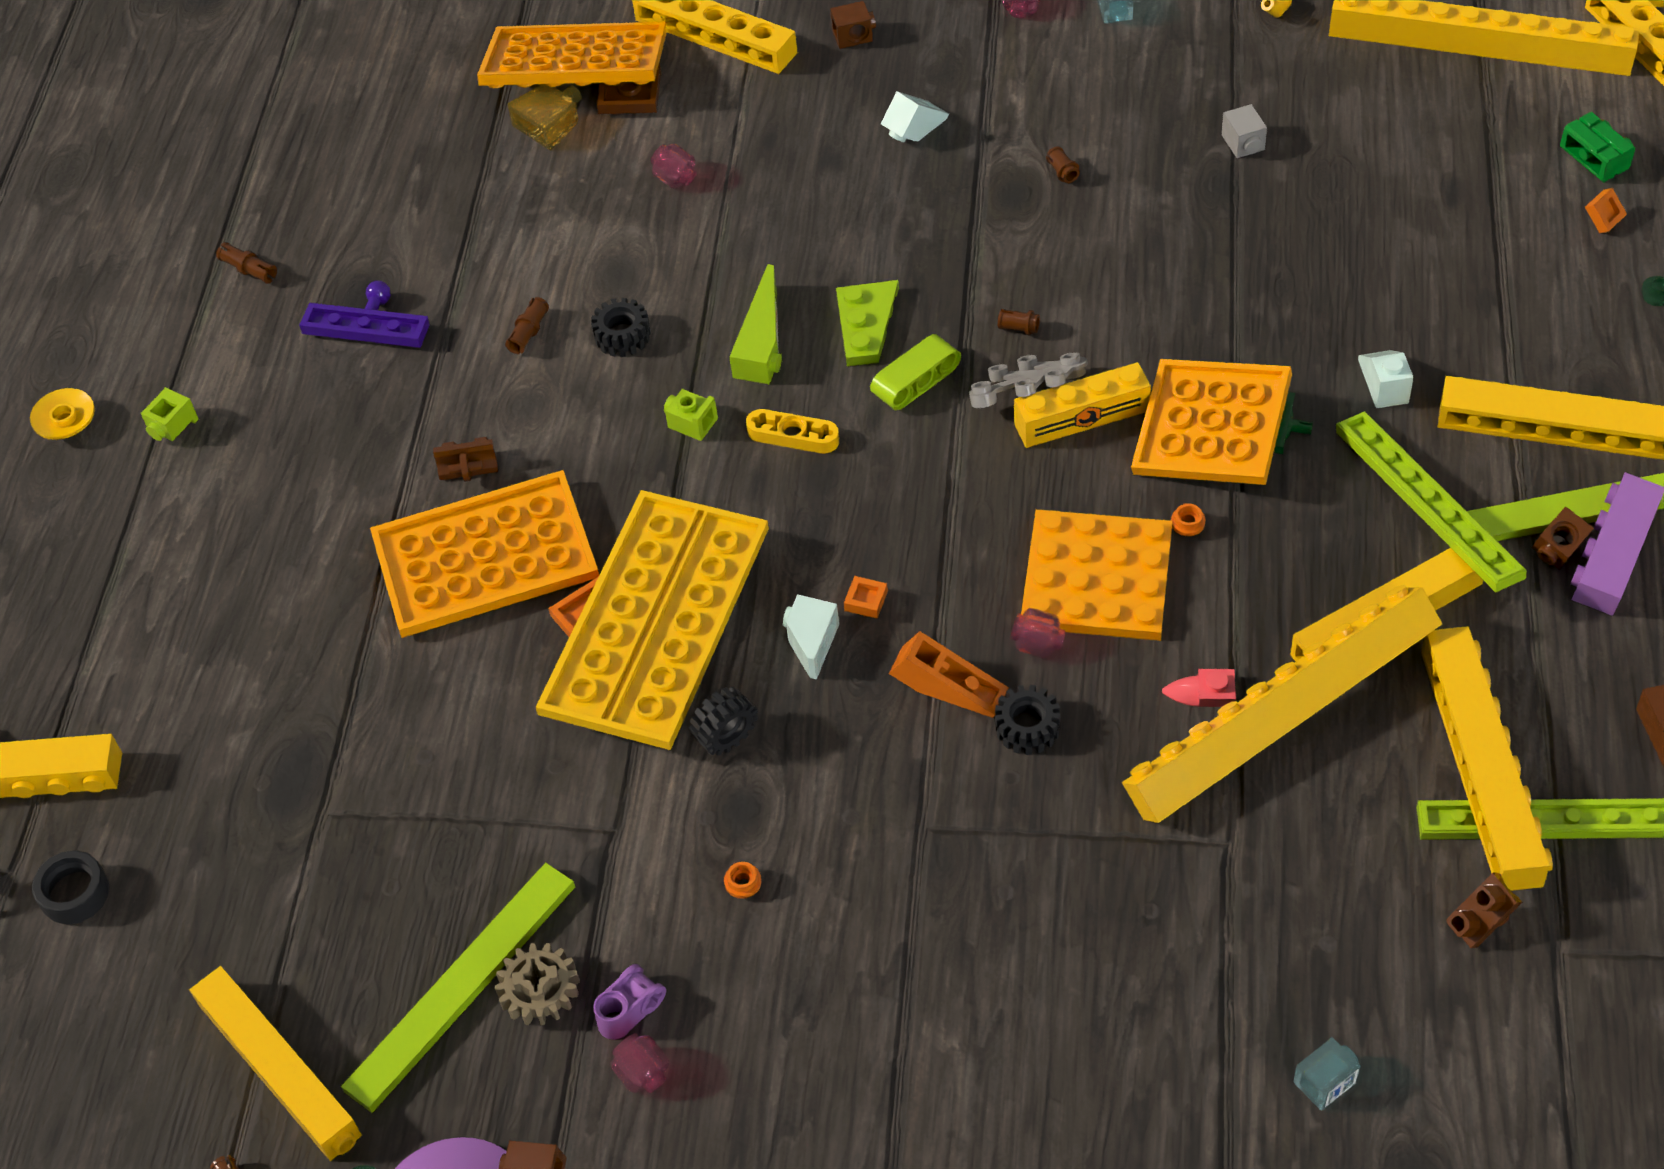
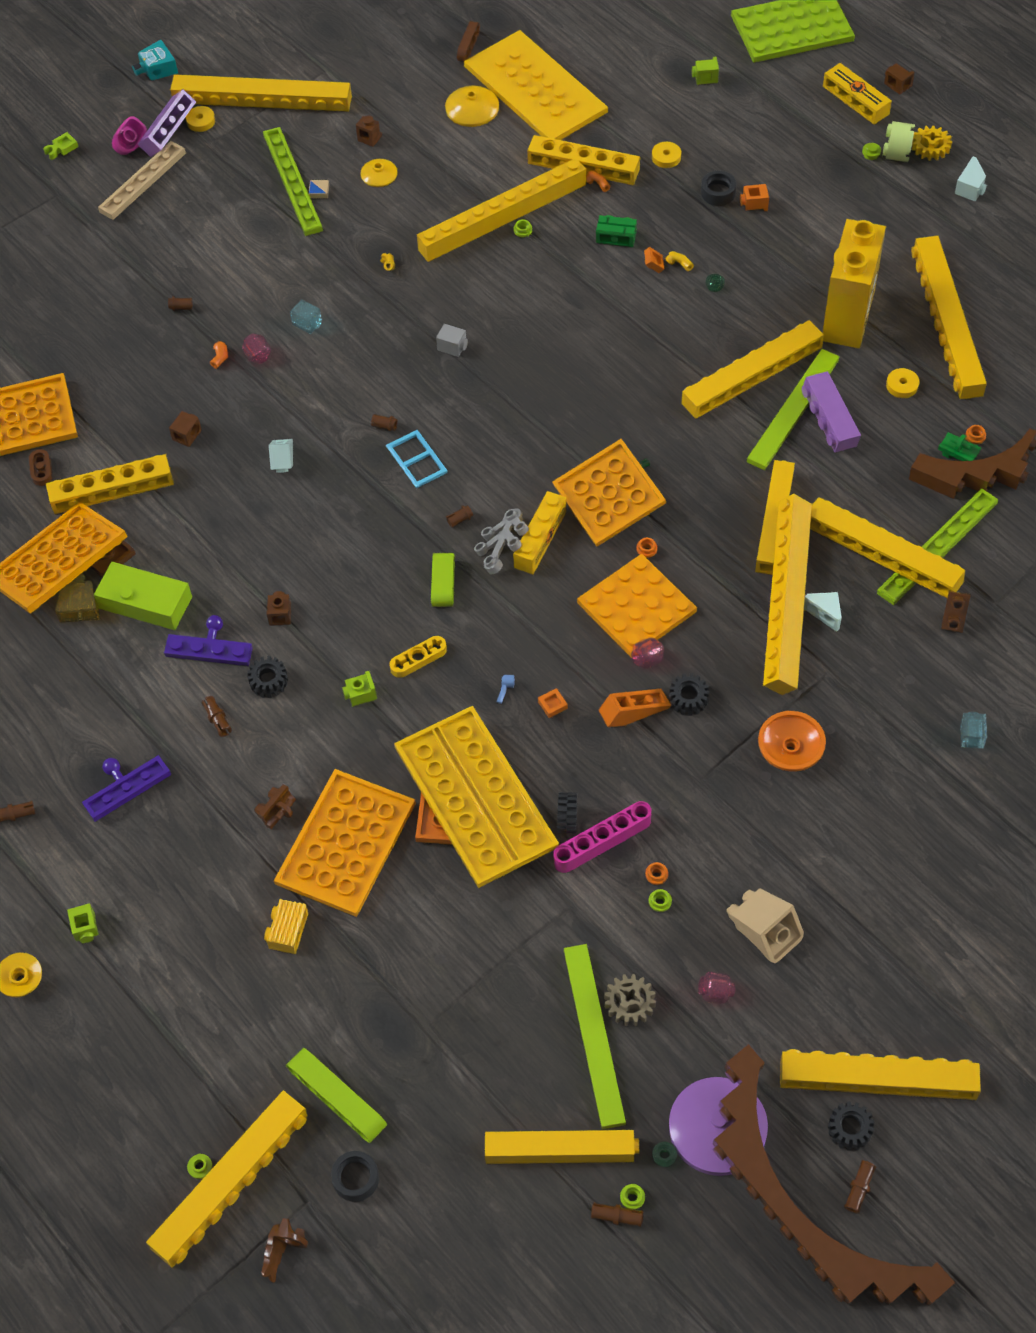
camera: 50 degrees left, 5 degrees up
(156, 792) = (336, 1095): none -> lime beam
(325, 584) = (287, 926): none -> yellow brick
(607, 154) = (143, 595): none -> lime brick
(607, 257) = (209, 648): none -> dark purple plate
(632, 997) = (677, 966): medium lavender piece -> none
(673, 165) = (188, 572): clear pink head -> none
(707, 903) = (660, 894): none -> lime plate
(716, 269) = (279, 609): none -> reddish brown brick
(745, 796) = (596, 845): none -> dark pink beam
(756, 348) = (347, 624): lime slope -> none
(779, 1053) = (767, 923): none -> tan hips
(811, 630) = (549, 740): light aqua slope -> none
(847, 532) = (507, 682): none -> medium blue hand
(864, 319) = (383, 575): lime wing -> none
(1052, 229) = (429, 452): none -> medium azure window
(1075, 856) = (795, 731): none -> orange dish
(1206, 689) = (740, 616): coral plate -> none
(1321, 764) = (825, 608): none -> light aqua slope
(1387, 377) = (652, 410): light aqua slope -> none
(1431, 502) = (738, 454): lime tile -> none
(1484, 70) = (522, 228): none -> lime plate
(1569, 527) = (807, 420): reddish brown brick -> none
(1646, 234) = (680, 258): none -> yellow arm
(1651, 76) = (600, 179): none -> orange arm

